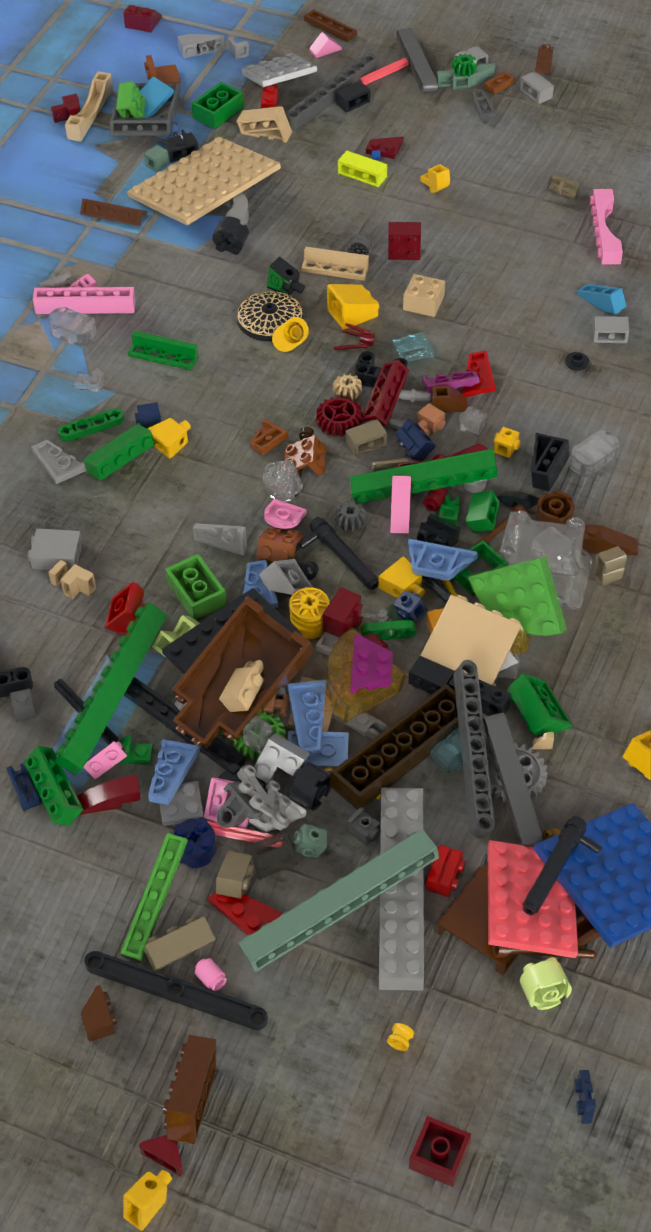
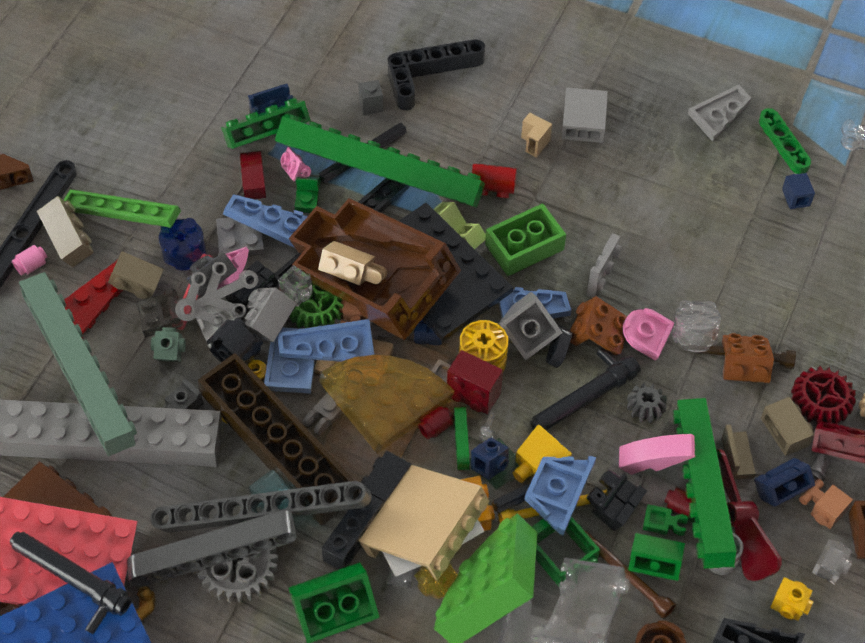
camera: 90 degrees right, 5 degrees up
(58, 572) = (551, 116): tan tile -> none
(118, 452) = (735, 164): green brick -> none
(170, 436) = (768, 214): yellow torso -> none
(268, 437) = (778, 316): dark orange wing -> none
(370, 665) = (381, 397): magenta wing -> none
(444, 871) = (112, 478): red brick -> none
(512, 498) = (686, 606): black slope -> none
(544, 742) = (281, 604): tan tile -> none

